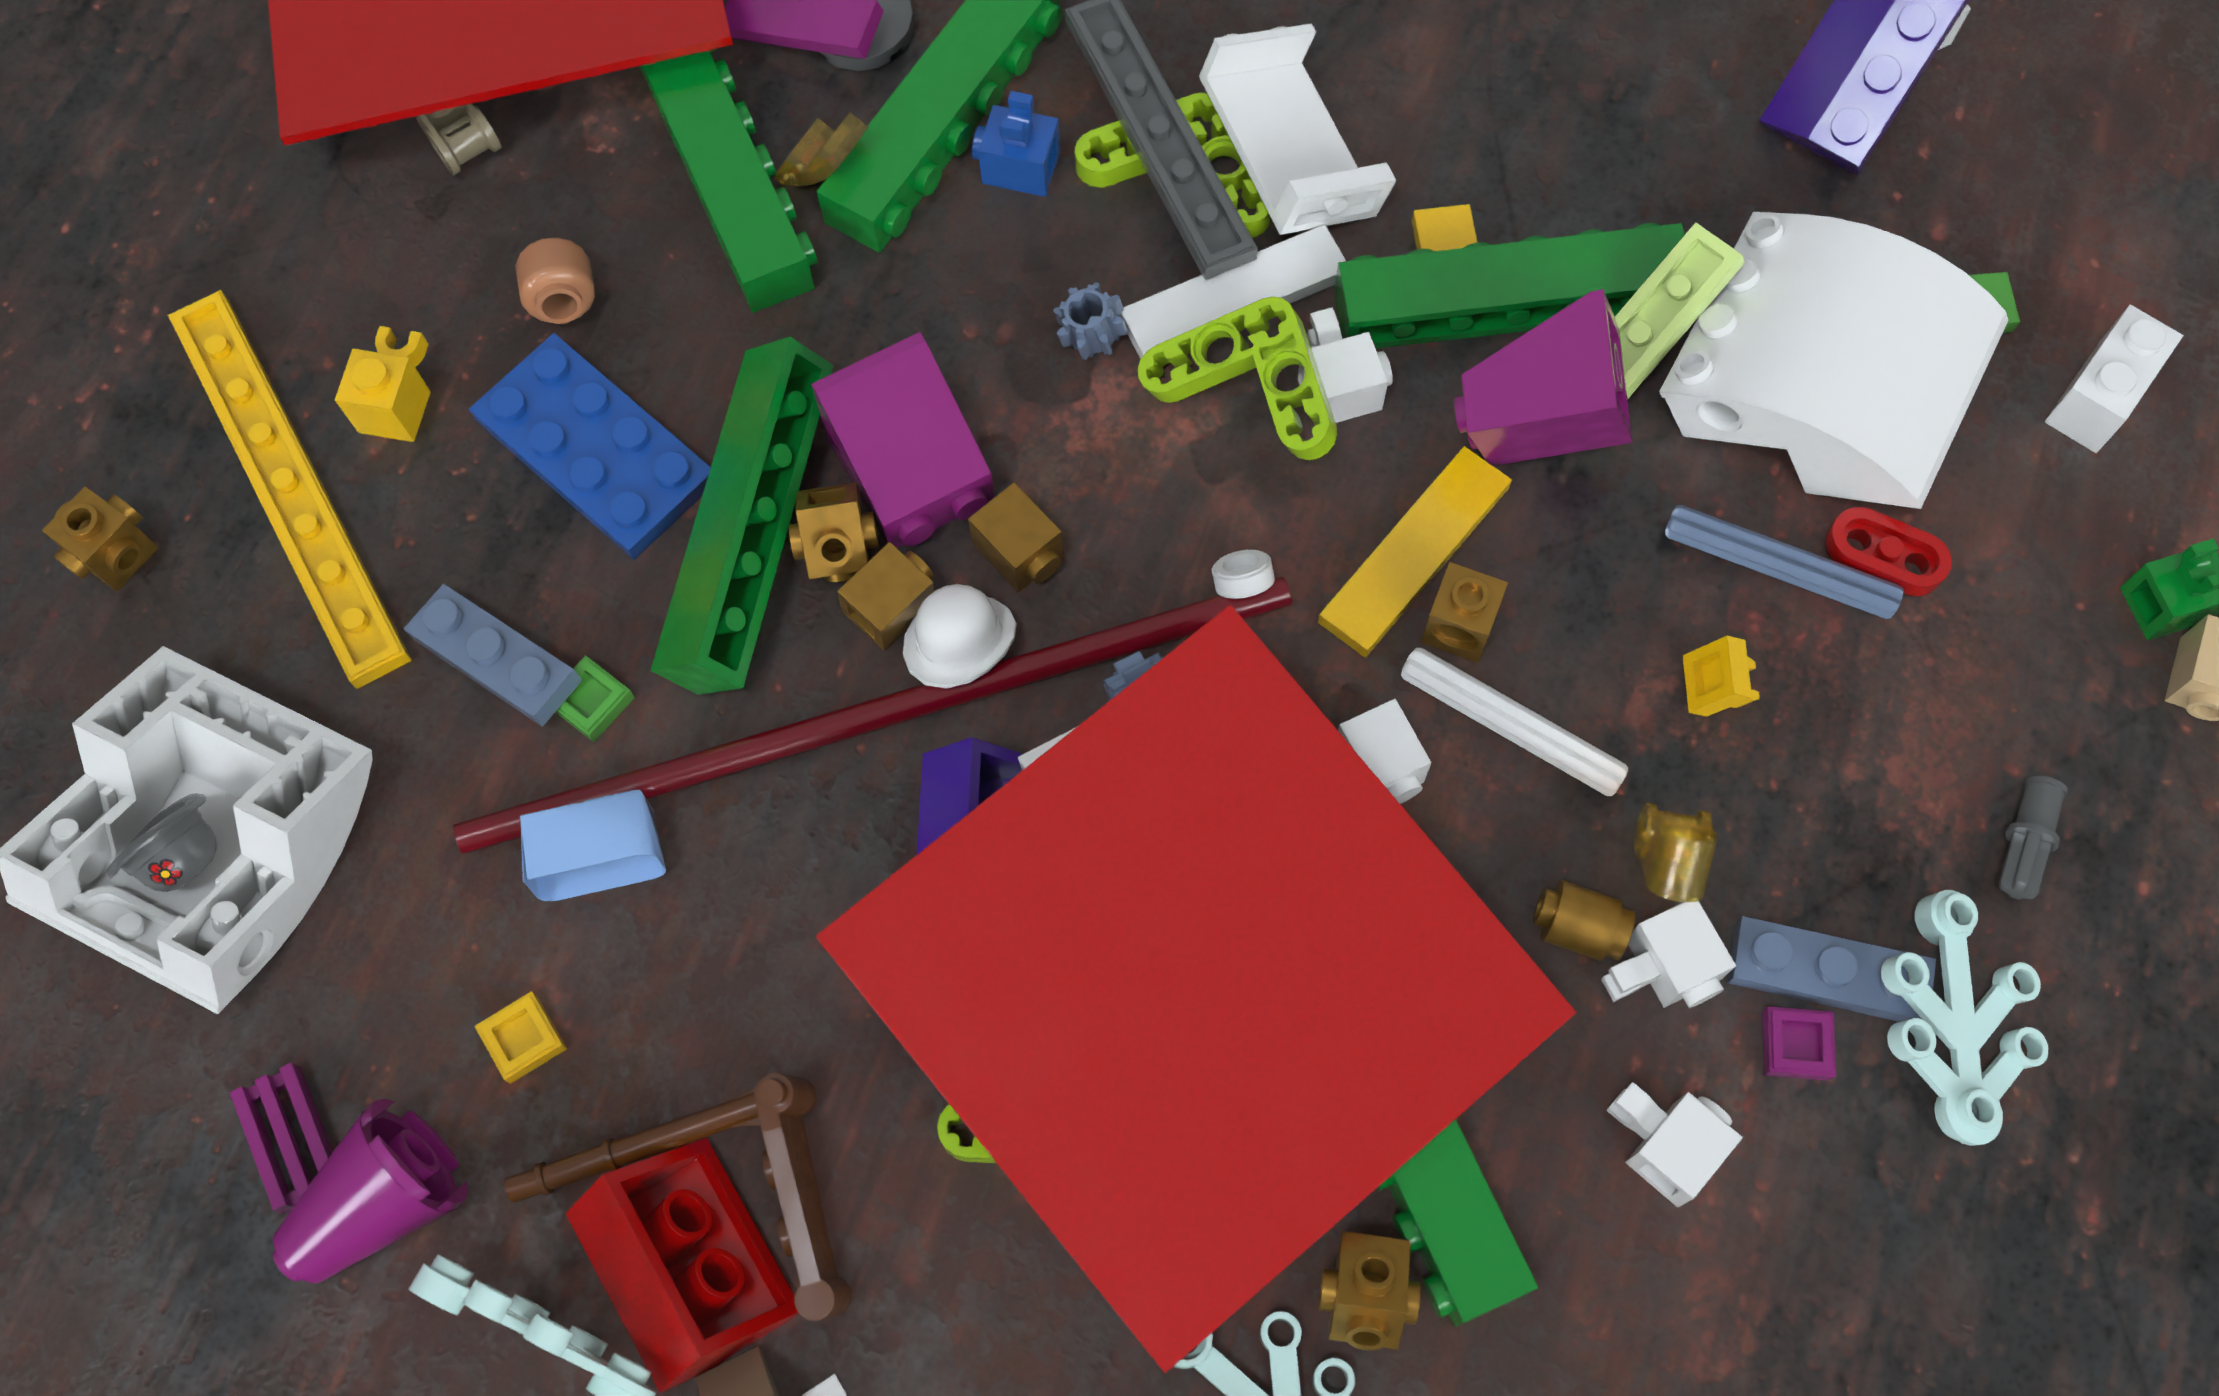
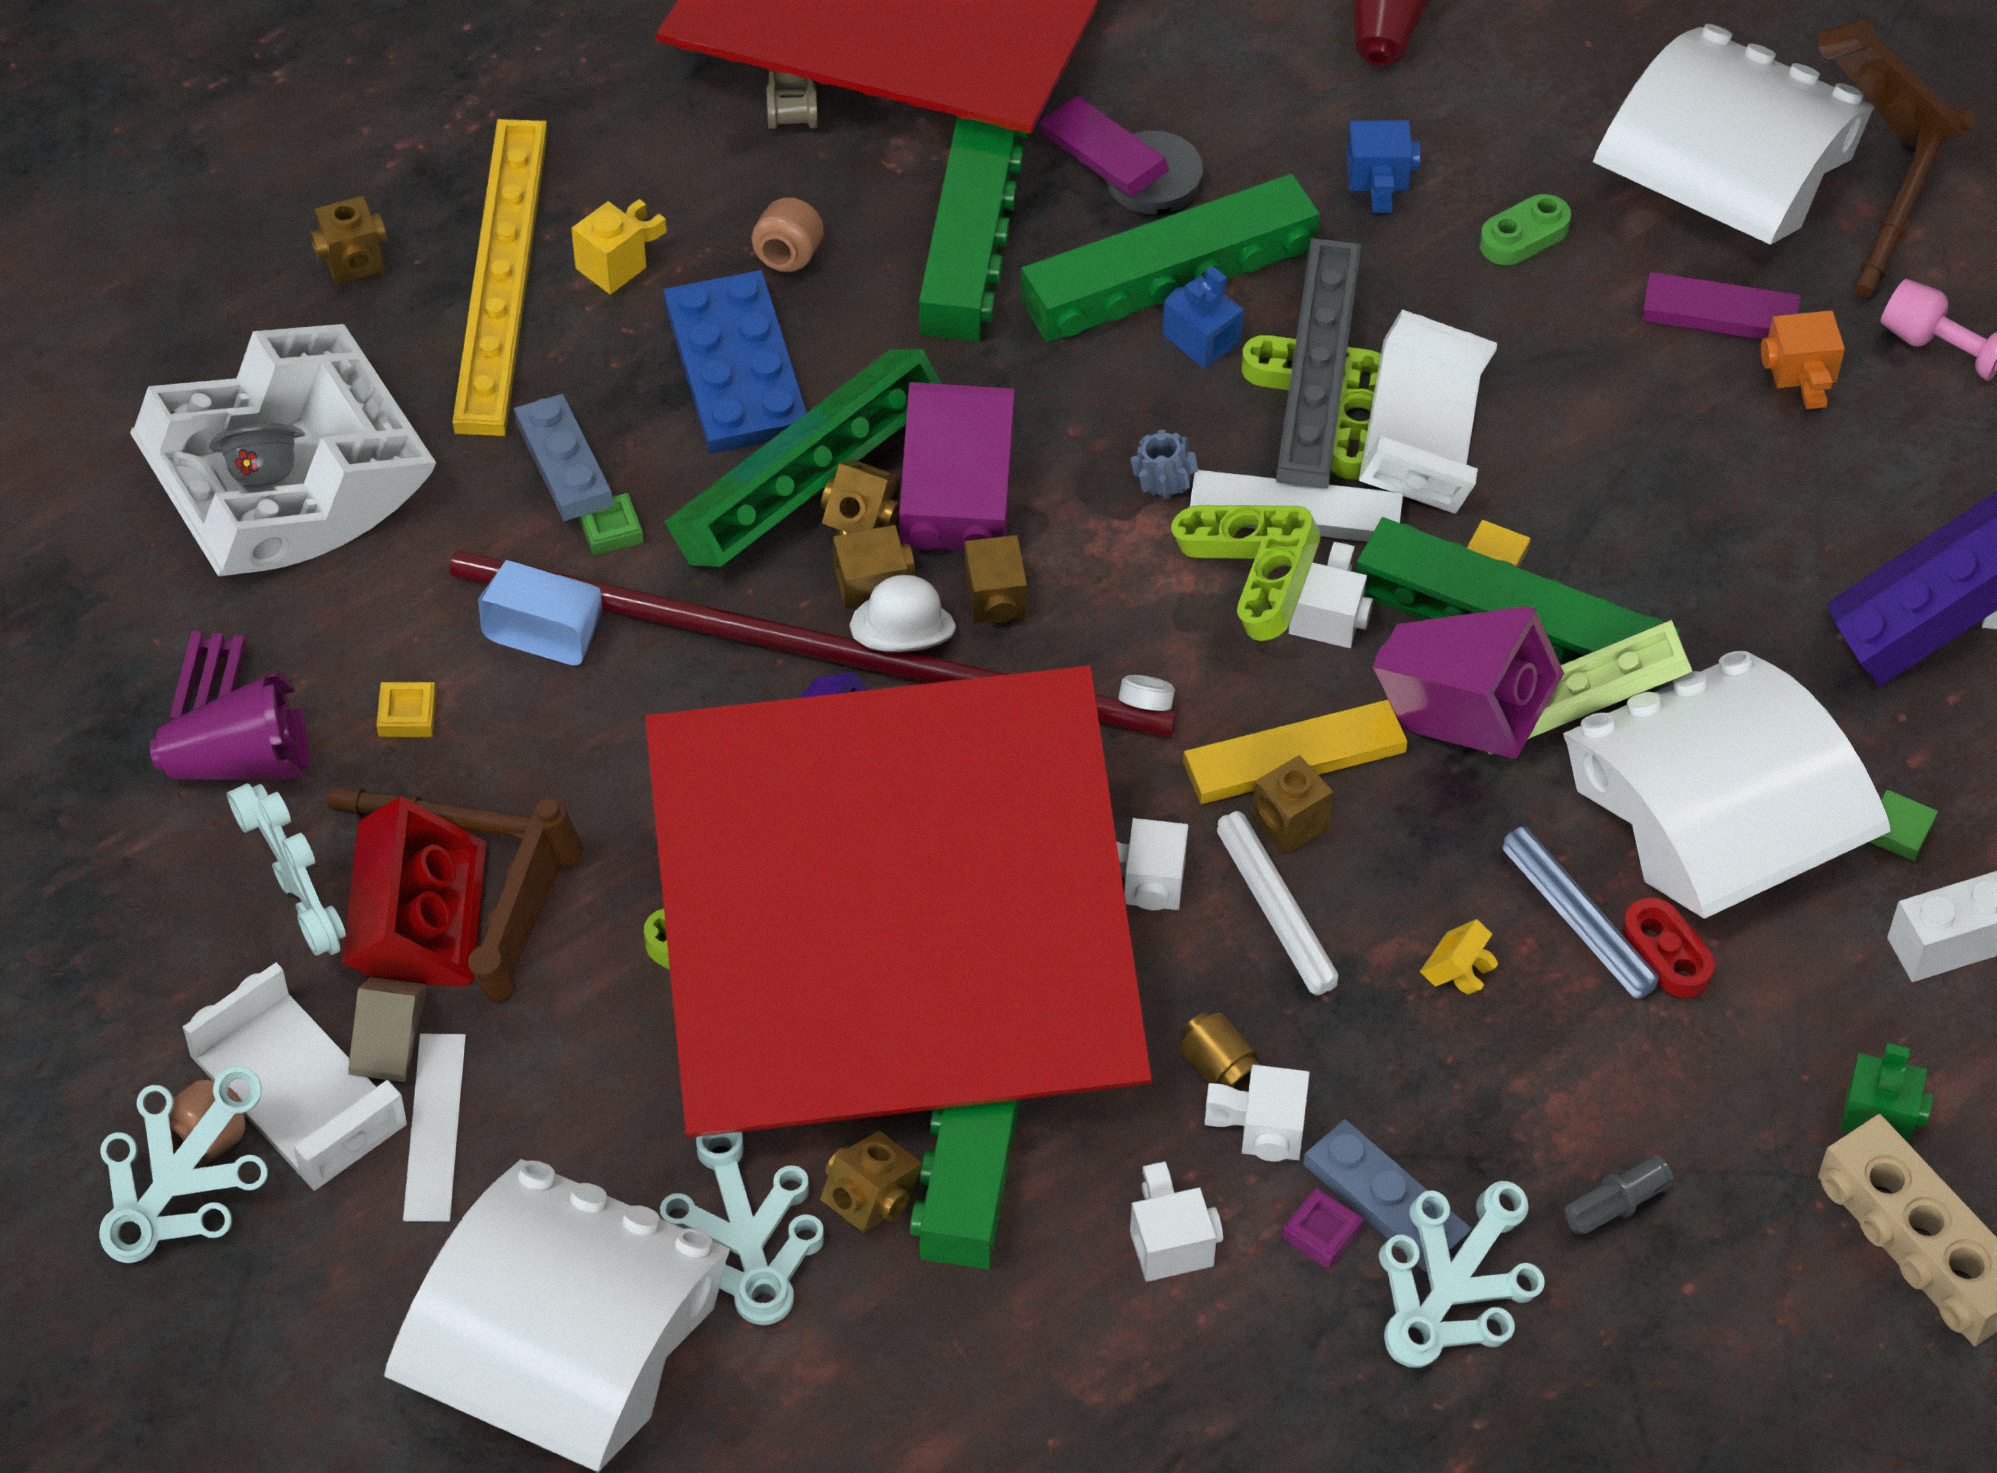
camera: 30 degrees right, 15 degrees down
(820, 152) = (1045, 241): clear yellow slope -> none
(1675, 852) = (1324, 1040): clear yellow piece -> none

